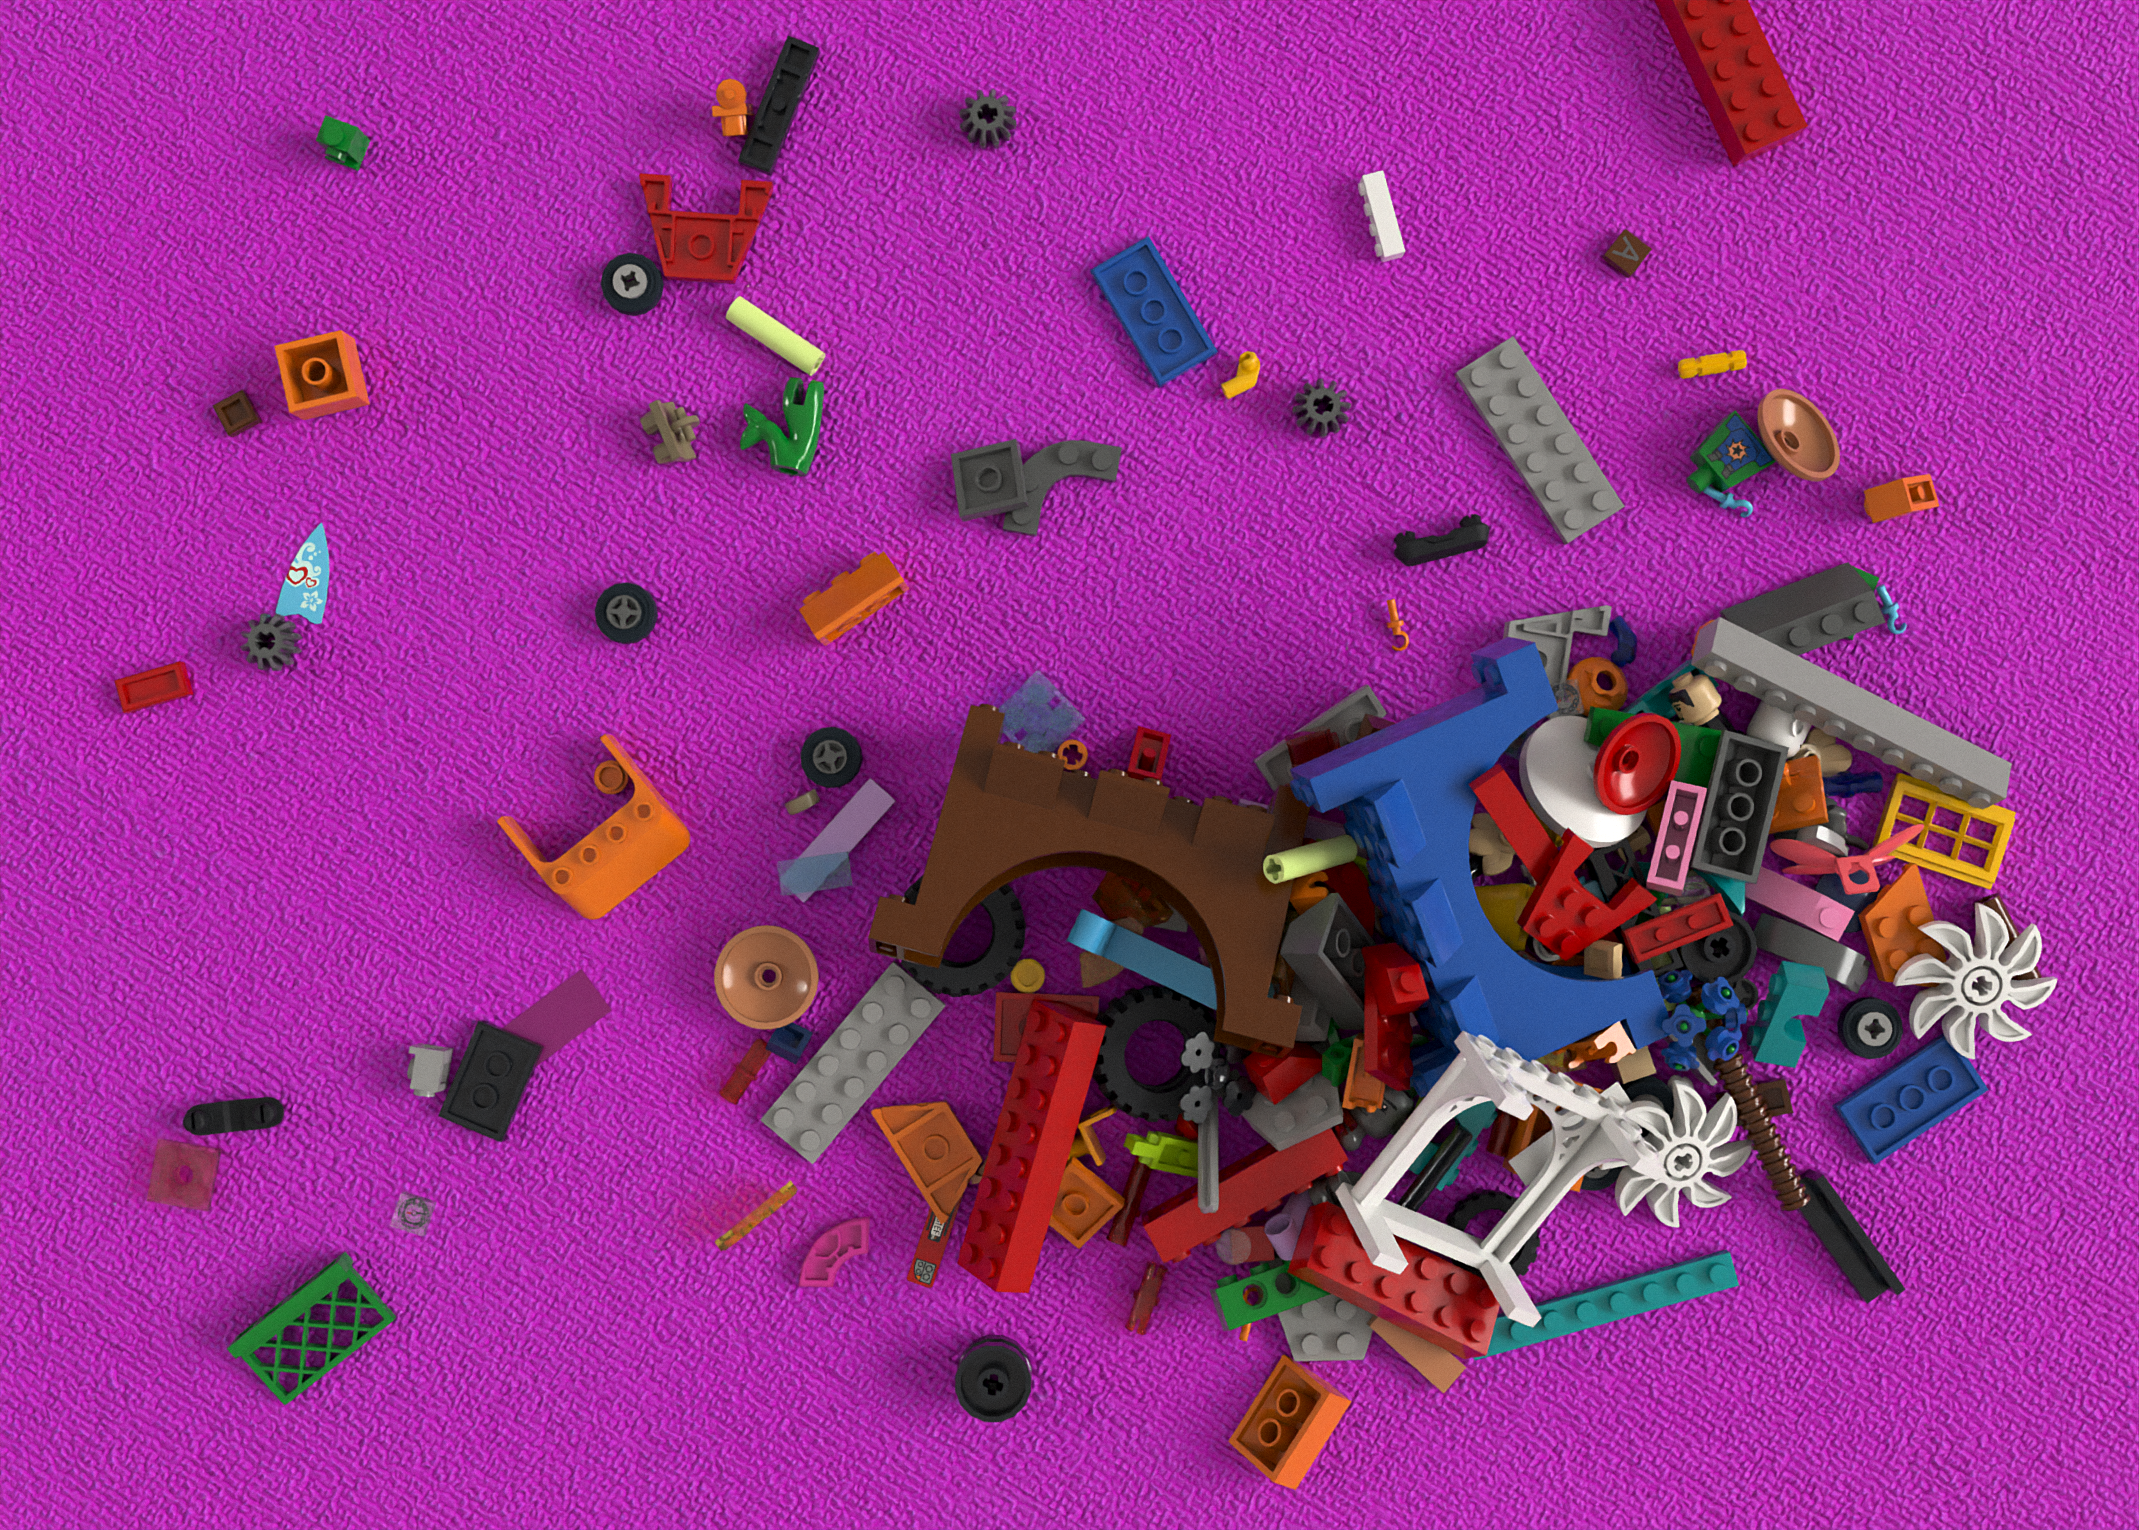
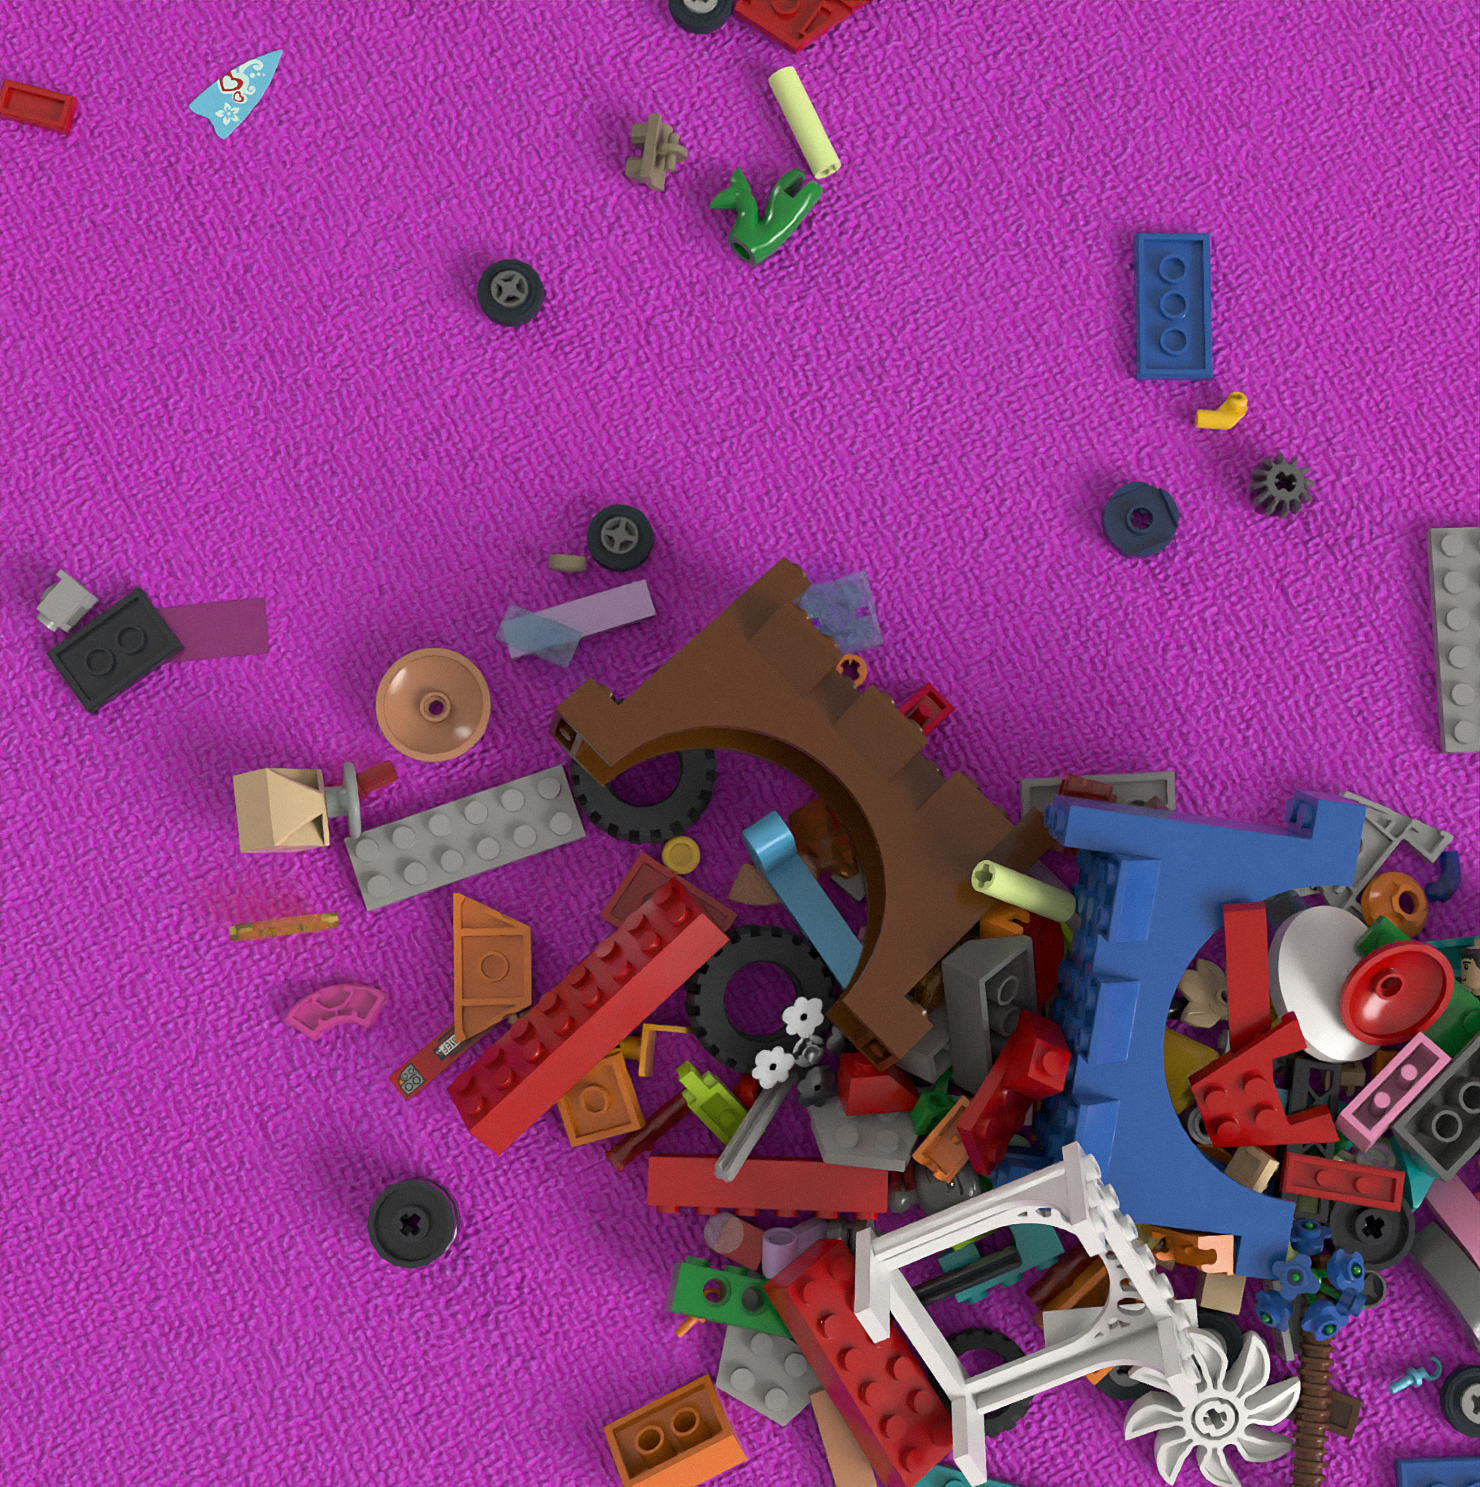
camera: 30 degrees right, 5 degrees down
(258, 642) = (166, 114): dark grey gear -> none
(610, 777) = (403, 435): orange plate -> none
(617, 853) = (364, 507): orange windscreen -> none
(707, 1124) = (292, 808): none -> tan piece
(789, 1042) = (417, 780): dark blue plate -> none
(852, 597) = (732, 402): orange slope -> none
(989, 480) = (925, 368): dark grey hinge -> none
(997, 110) = (1135, 37): dark grey gear -> none
(1054, 464) = (992, 392): dark grey plate -> none
(1146, 1297) = (608, 1235): clear red pin -> none
(1228, 520) = (1130, 539): none -> dark blue plate
(1382, 216) = (1443, 343): white piece -> none
(1395, 624) = (1233, 731): orange hand -> none
(1417, 551) = (1351, 689): black piece -> none
(1568, 698) = (1359, 898): clear tile -> none
(1792, 992) = (1421, 1313): teal arch -> none
(1813, 1036) = (1414, 1377): none -> medium azure hand

